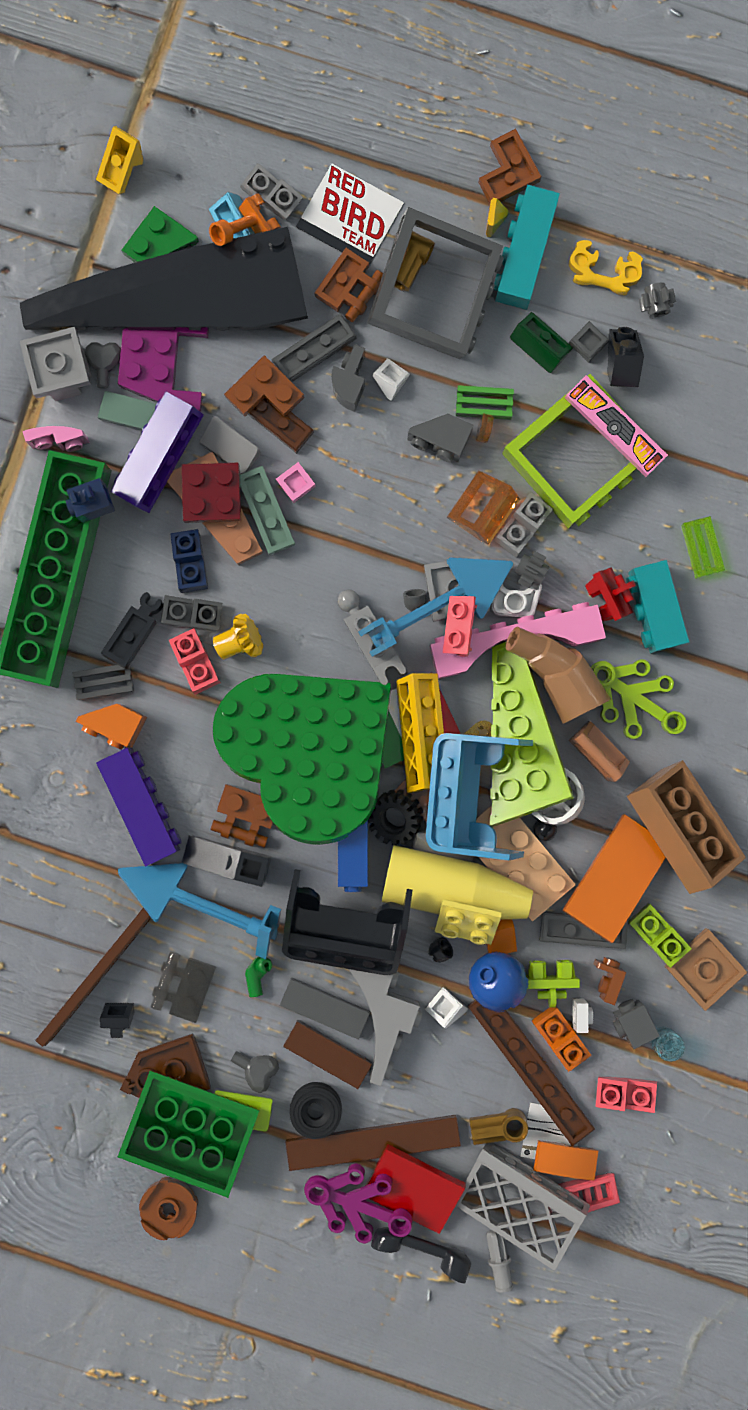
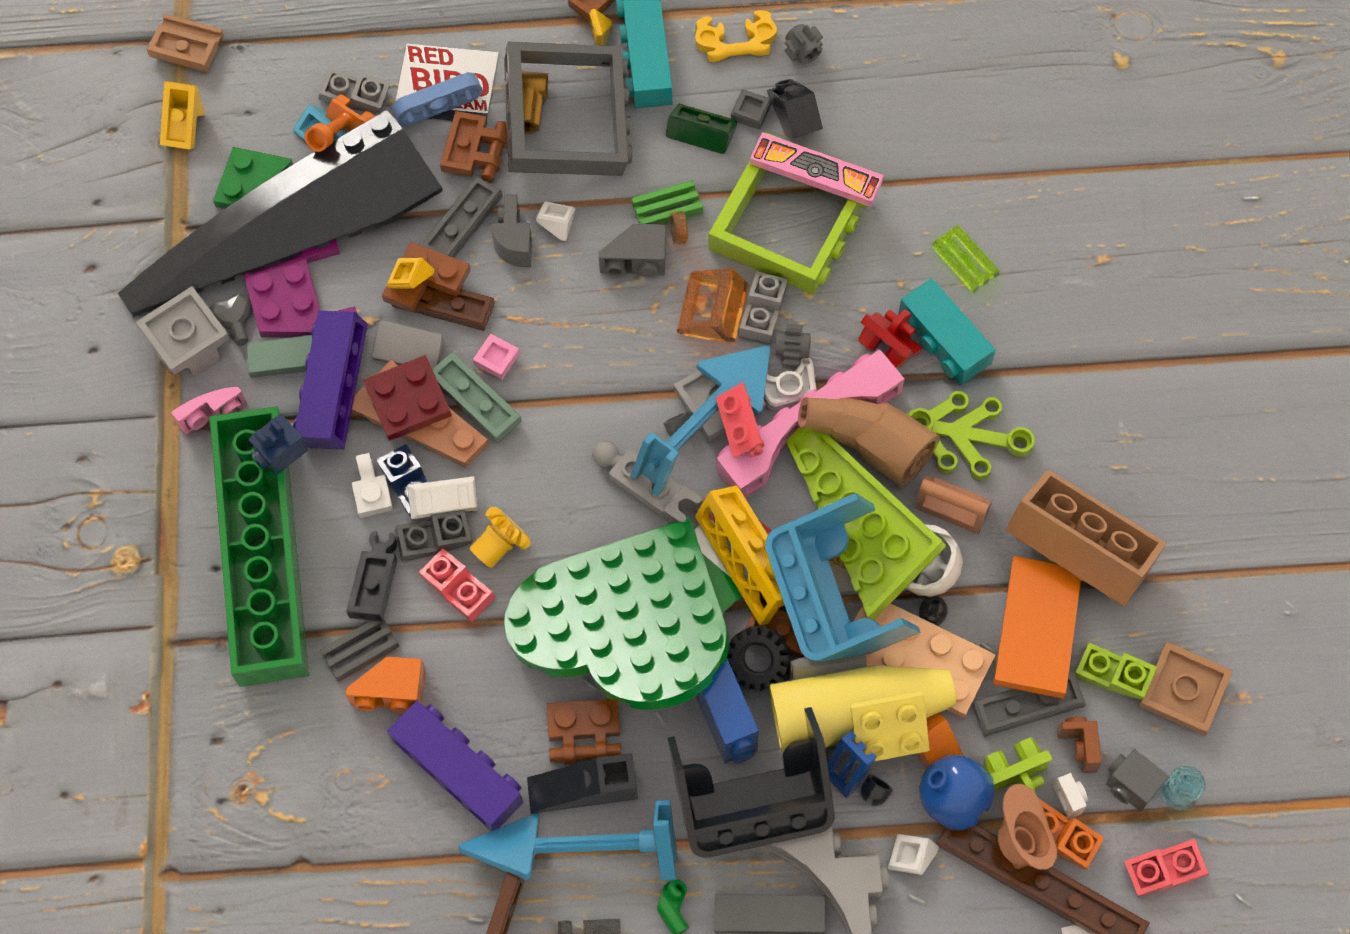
camera: 20 degrees left, 20 degrees down
(148, 89) = (185, 43): none -> medium nougat plate
(157, 558) = (370, 492): none -> white plate
(208, 586) = (442, 497): none -> white tile
(250, 387) = (409, 273): none -> yellow slope
(335, 229) = (436, 99): none -> medium blue beam
(434, 939) = (857, 754): none -> blue tile
(534, 1035) = (1025, 830): none -> nougat piece

